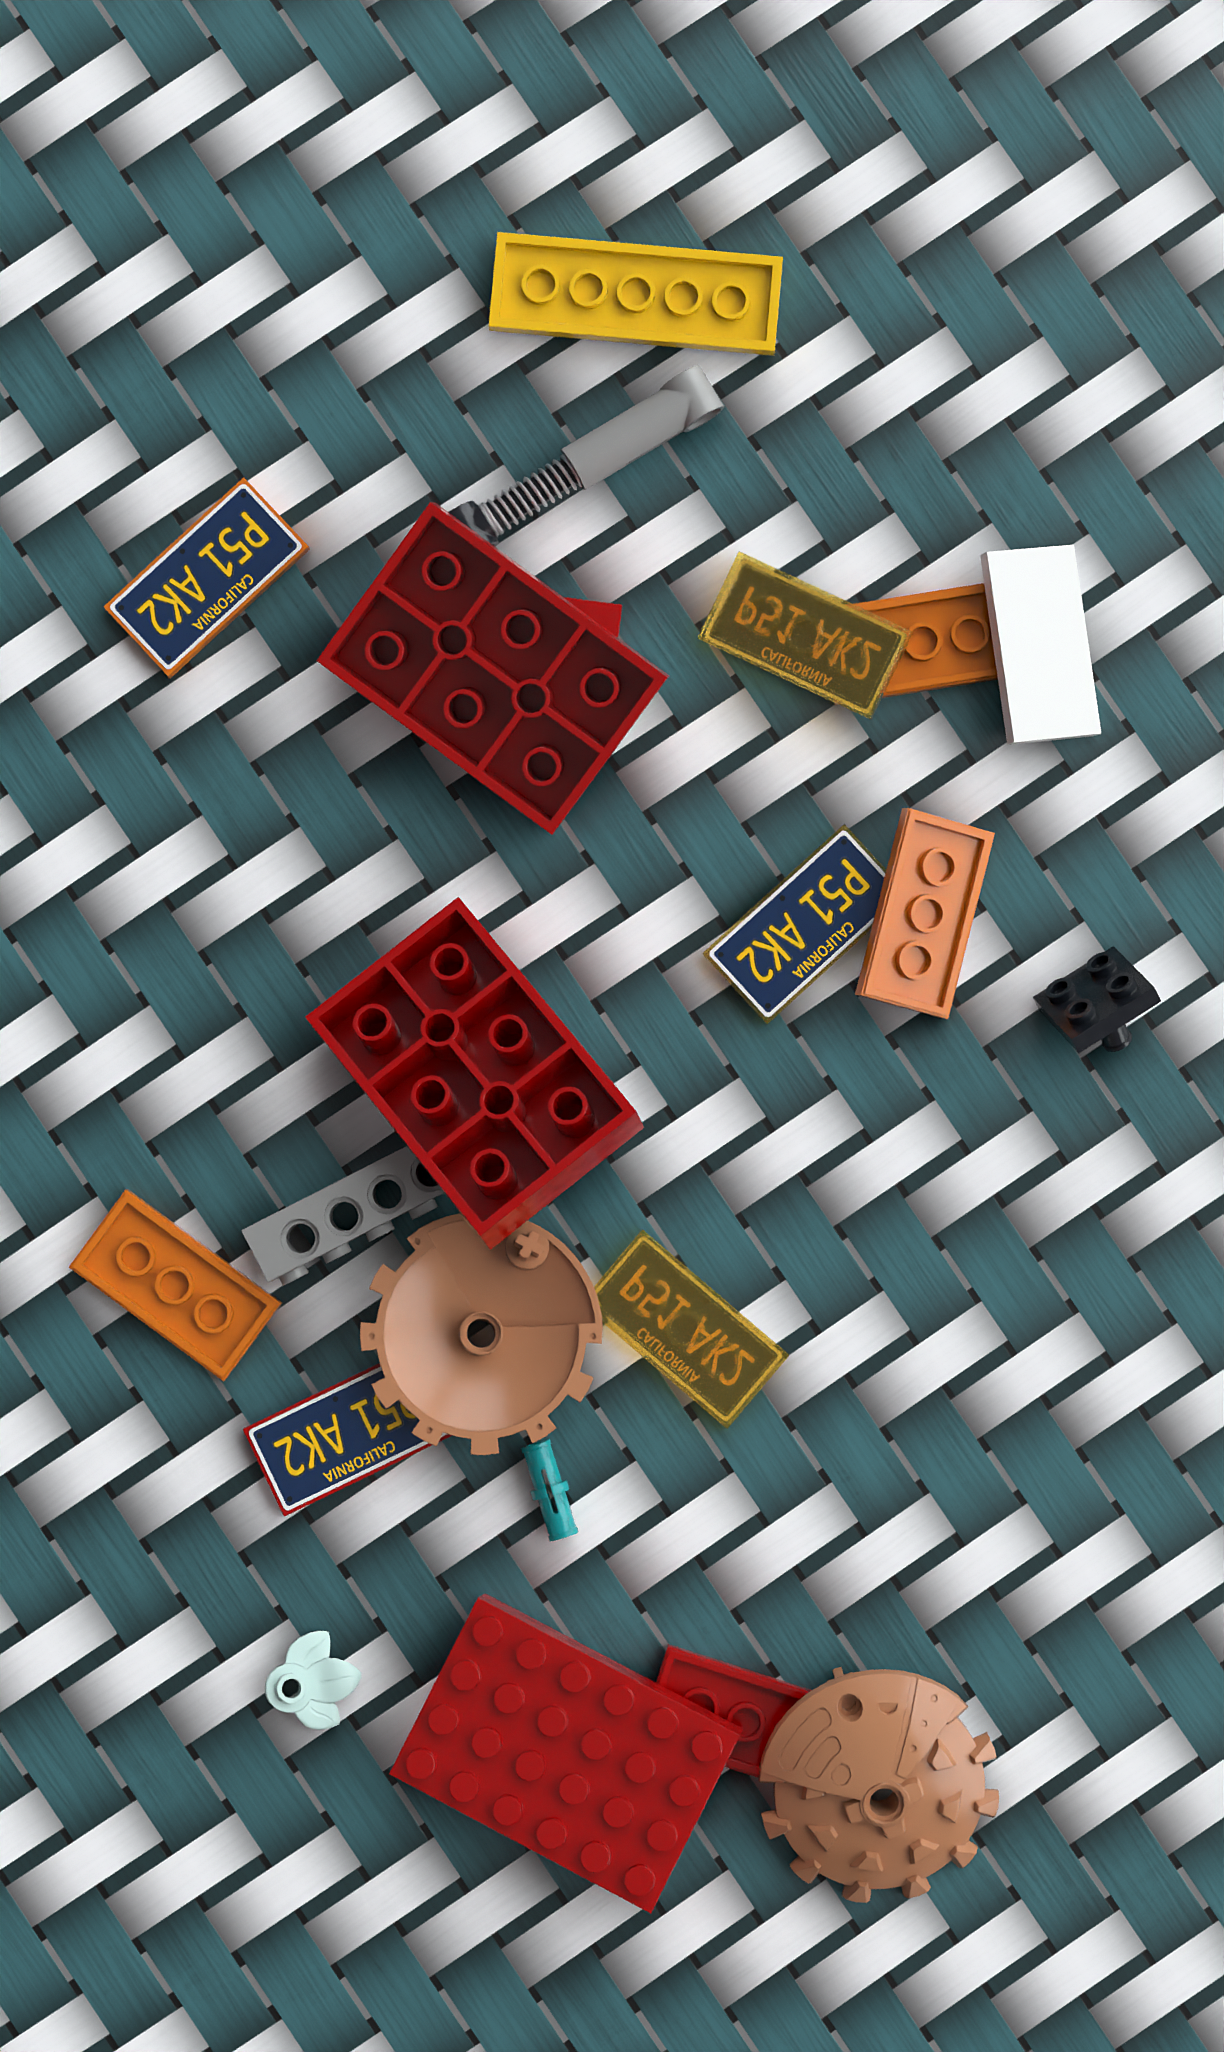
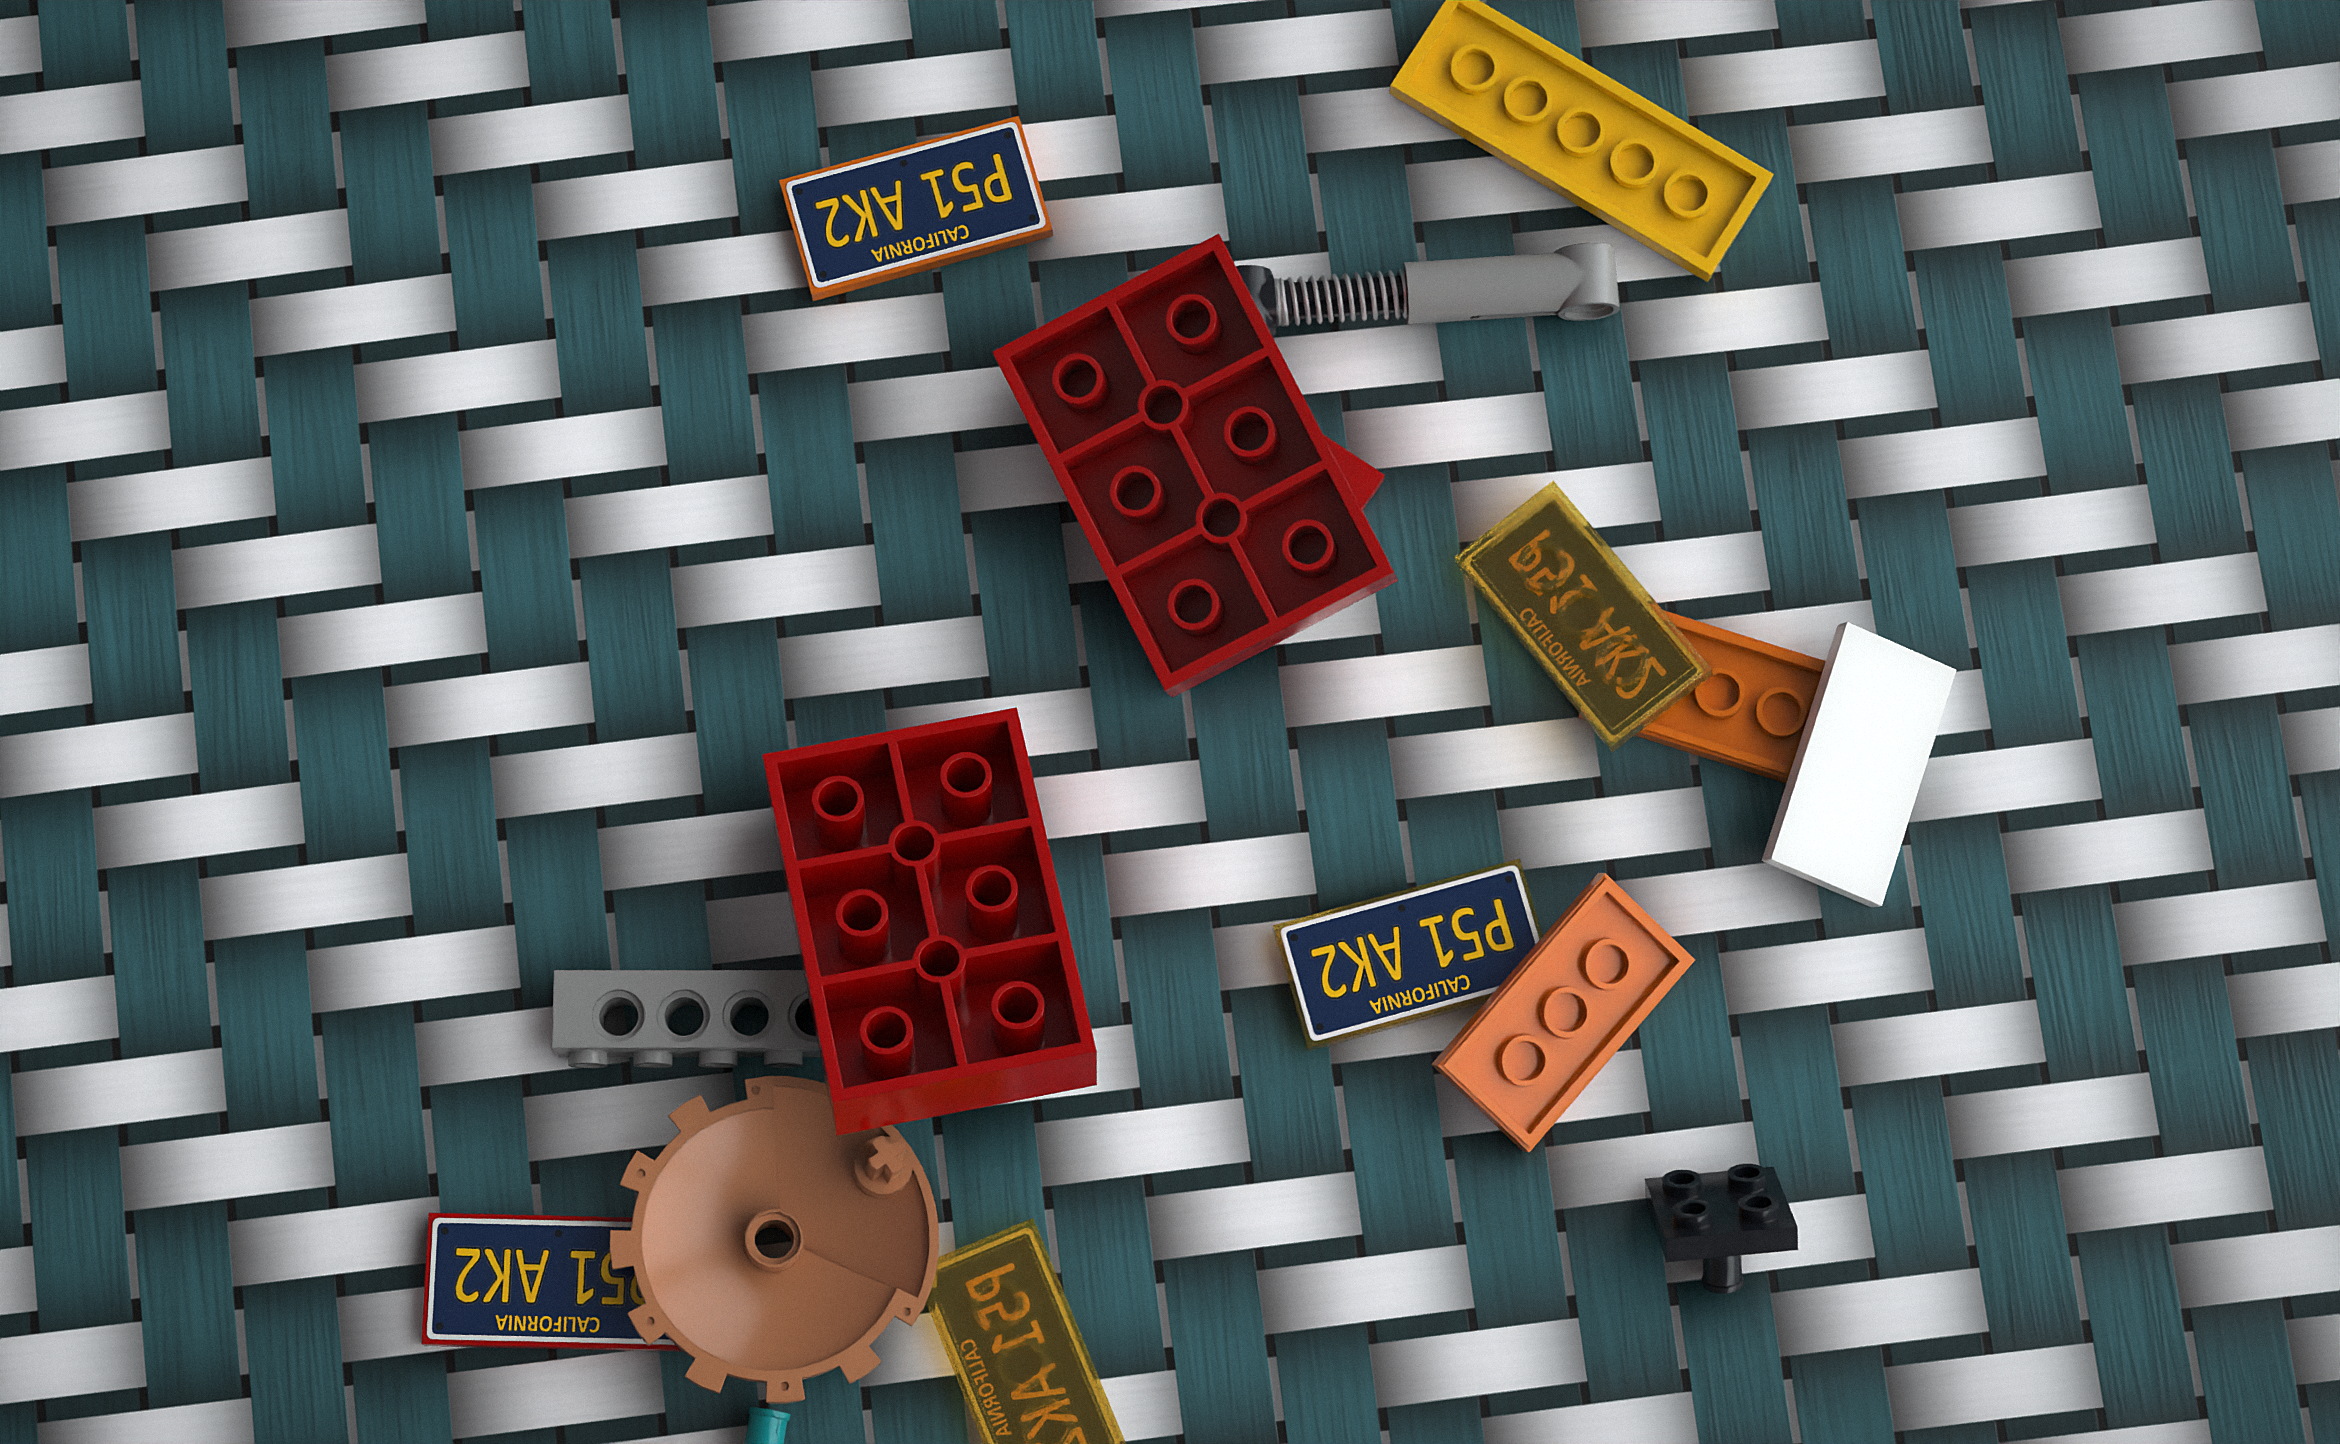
camera: 15 degrees right, 10 degrees down
(175, 1285) = (442, 1002): orange tile -> none

